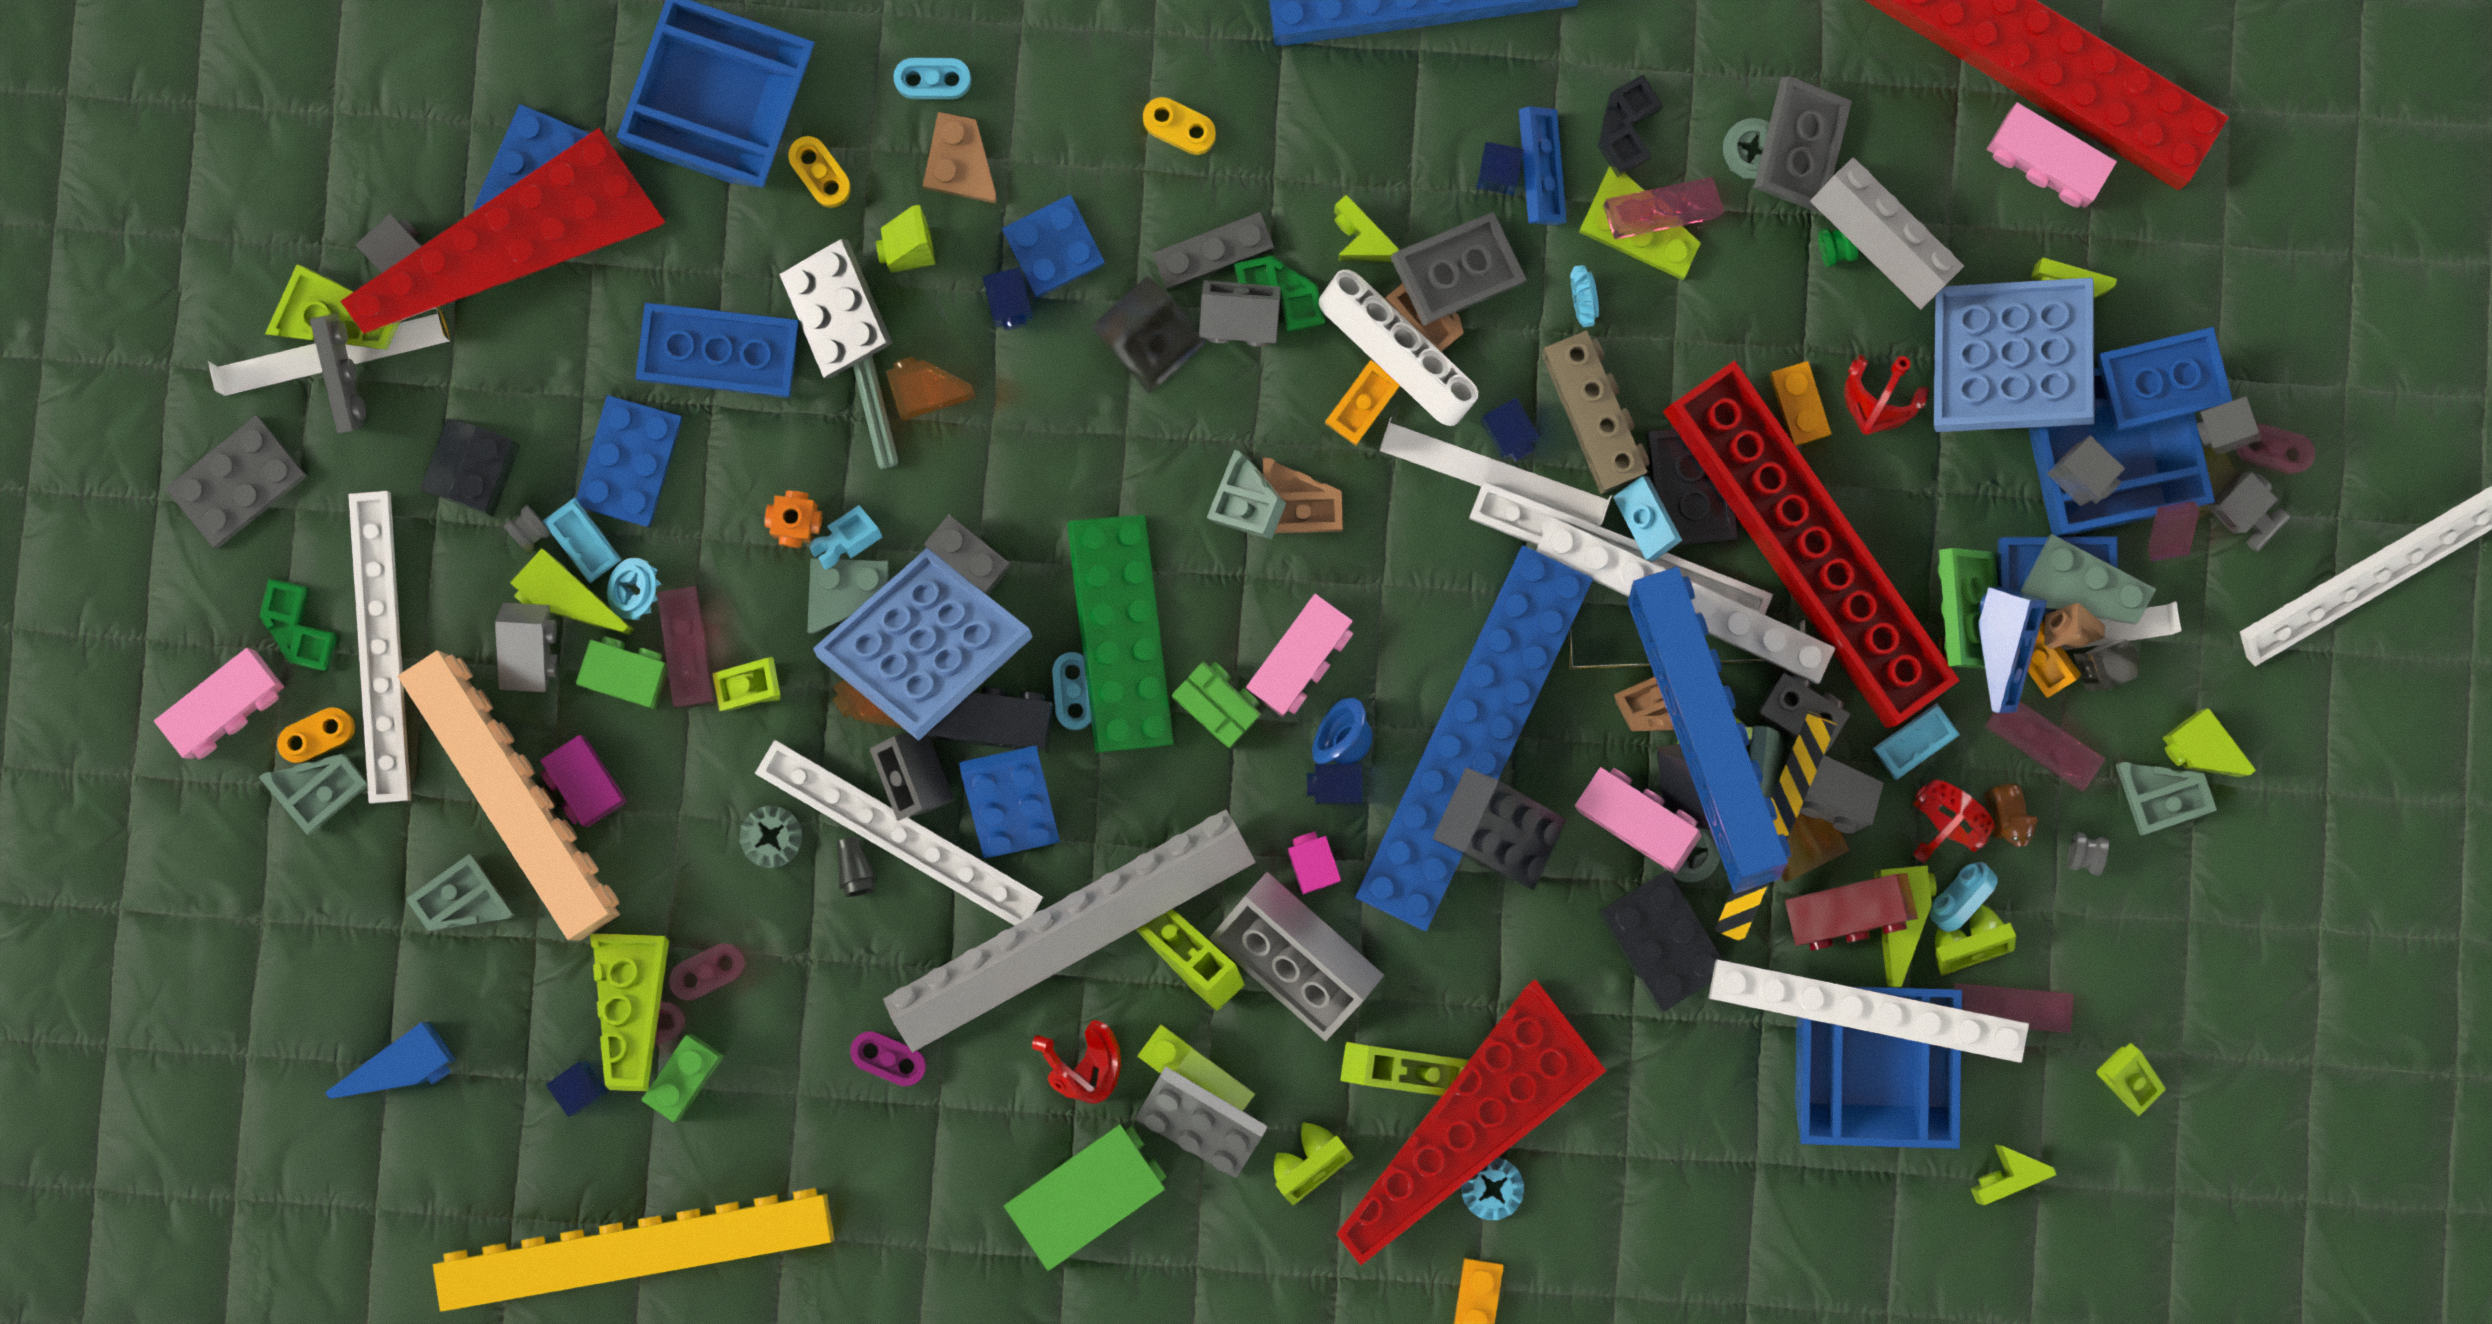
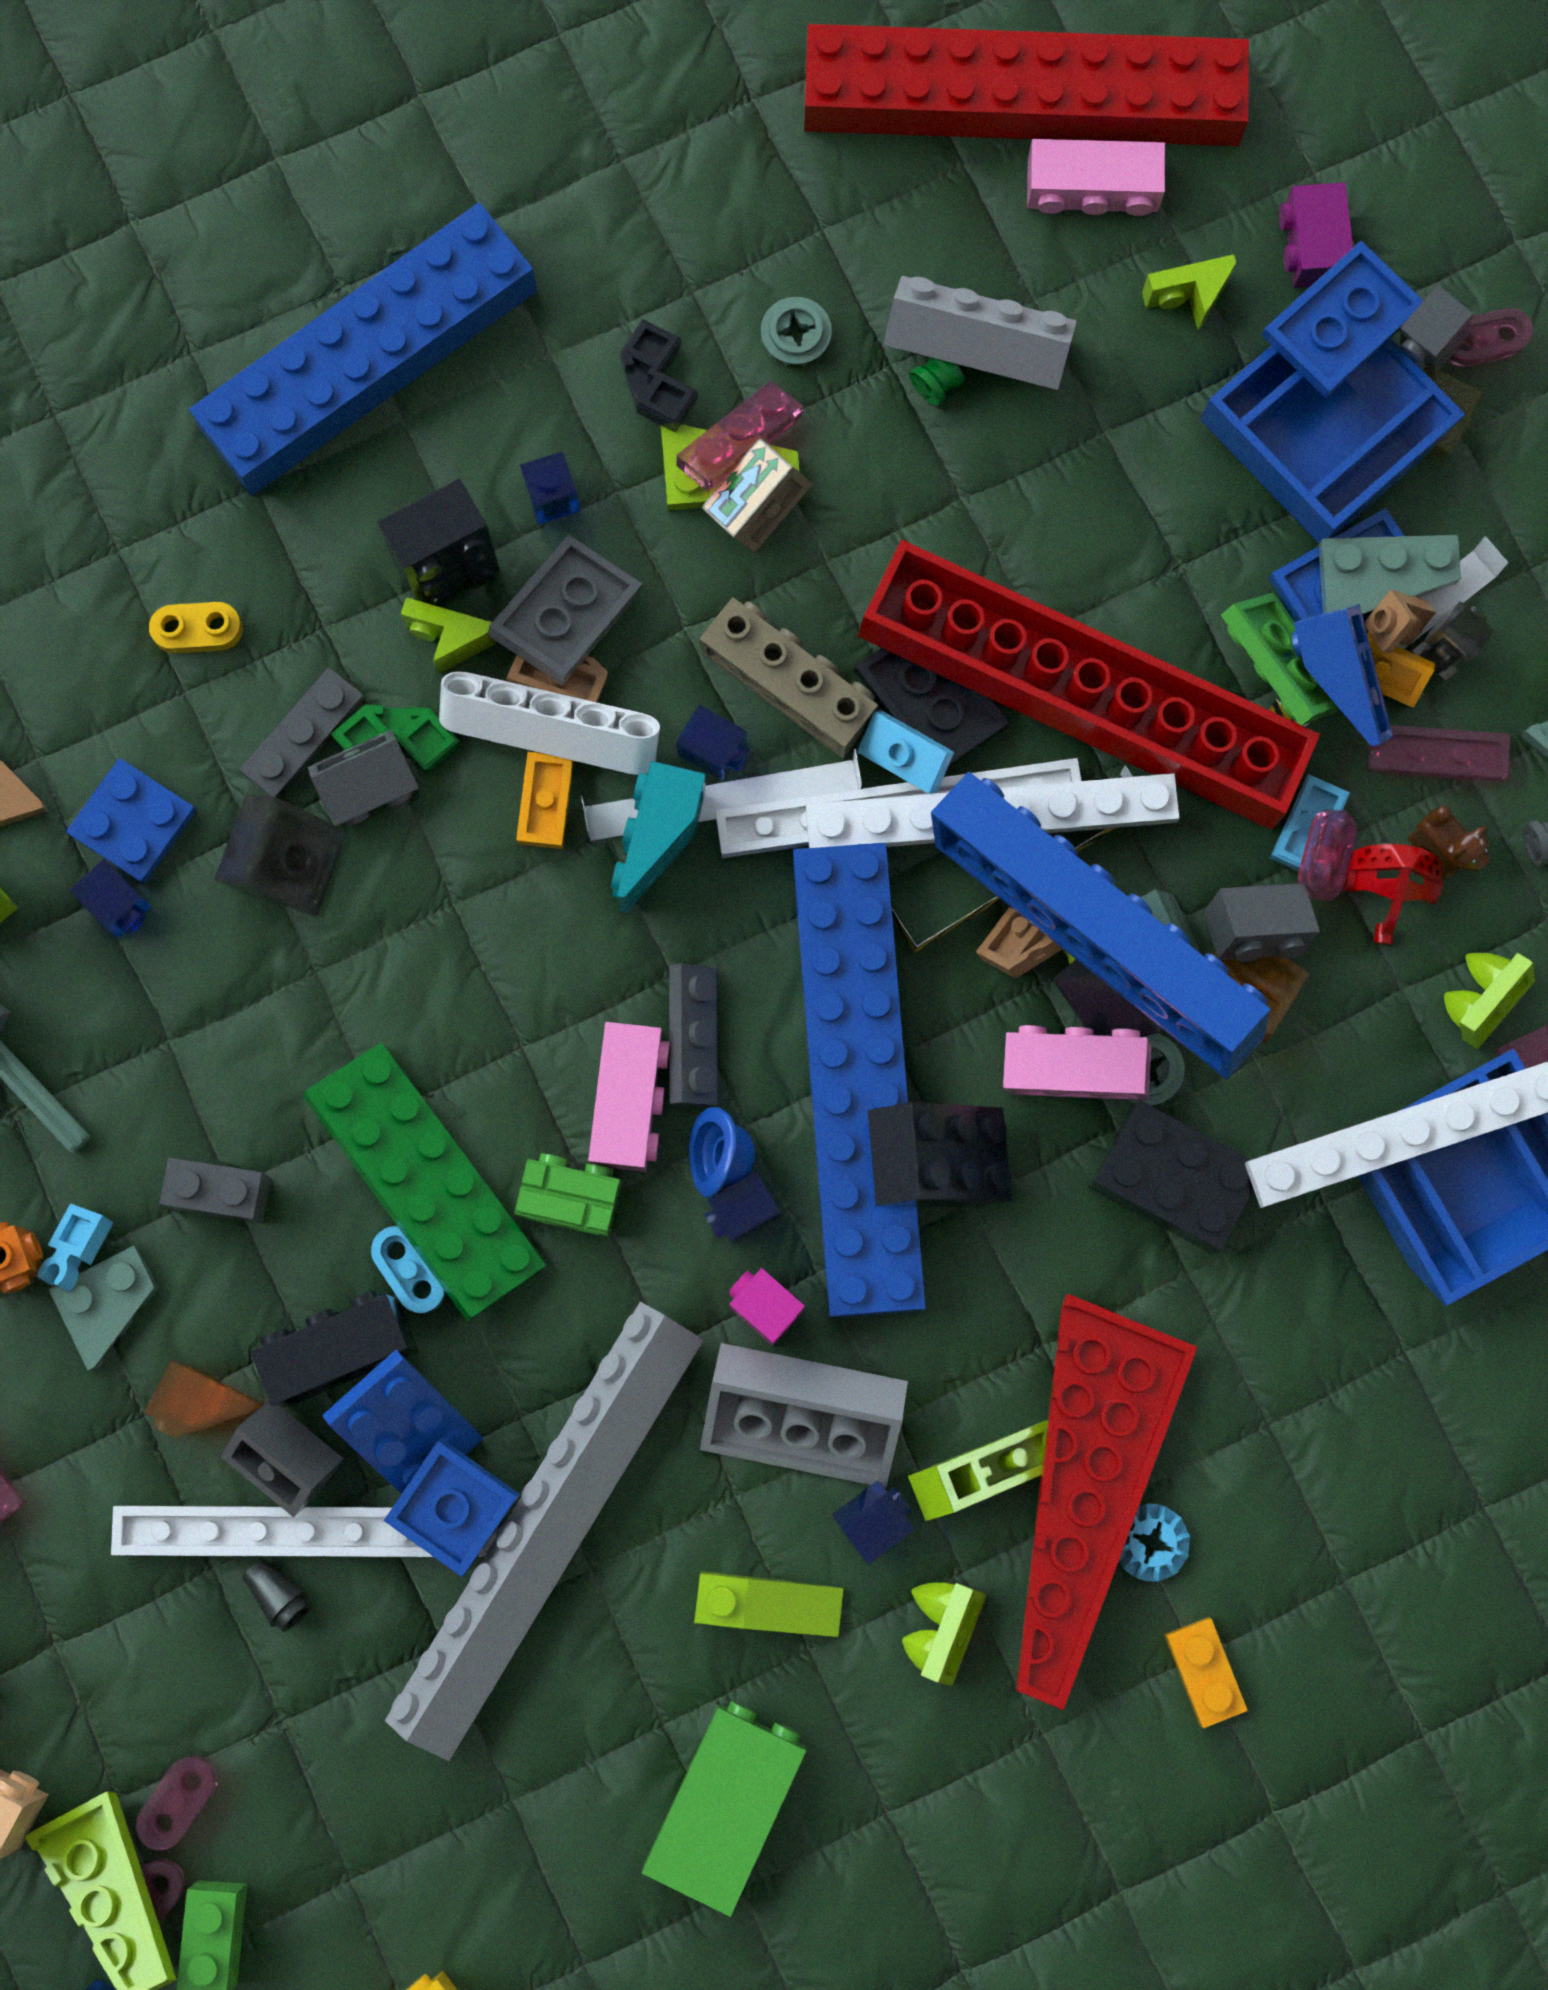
camera: 30 degrees left, 5 degrees down
(747, 684) = (51, 1463): lime slope -> none
(788, 838) = (187, 1604): sand green gear -> none
(888, 1059) = (428, 1783): magenta plate -> none
(922, 643) = (214, 1311): medium blue plate -> none
(925, 388) = (75, 1041): clear orange slope -> none
(1012, 878) = (451, 1507): none -> blue plate
(1101, 1053) = (654, 1641): red helmet -> none
(1193, 958) = (695, 1480): lime slope -> none
(1201, 1122) = (804, 1654): dark grey plate -> none
(1246, 499) = (479, 966): sand green wing -> none
(1304, 1059) = (874, 1520): none -> clear blue brick
(1308, 502) = (536, 939): medium nougat wing -> none
(1373, 638) = (693, 1035): none -> dark grey plate
(1392, 173) = (440, 545): none -> black brick
(1442, 471) = (666, 822): none -> teal slope
(1542, 166) = (593, 462): blue plate -> none
(1584, 295) = (710, 565): medium azure gear -> none
(1649, 261) = (756, 495): none -> panel
(1787, 802) = (1219, 938): sticker -> none
(1790, 702) = (1179, 860): dark grey brick -> none
(1800, 403) = (990, 552): light orange plate -> none
(1801, 142) = (841, 295): dark grey plate -> none
(1852, 911) = (1352, 1032): dark red brick -> none
(1876, 413) = (1070, 515): red helmet -> none
(1901, 945) = (1402, 1006): lime slope -> none
(1914, 771) = (1327, 854): none -> clear pink plate
(1963, 896) = (1453, 954): medium azure plate -> none
(2014, 355) = (1180, 381): medium blue plate -> none
(2087, 472) = (1325, 448): dark grey brick -> none
(2173, 531) = (1439, 468): clear pink tile -> none
(2194, 295) = (1316, 230): none -> magenta brick
(2245, 505) = (1493, 408): dark grey brick -> none

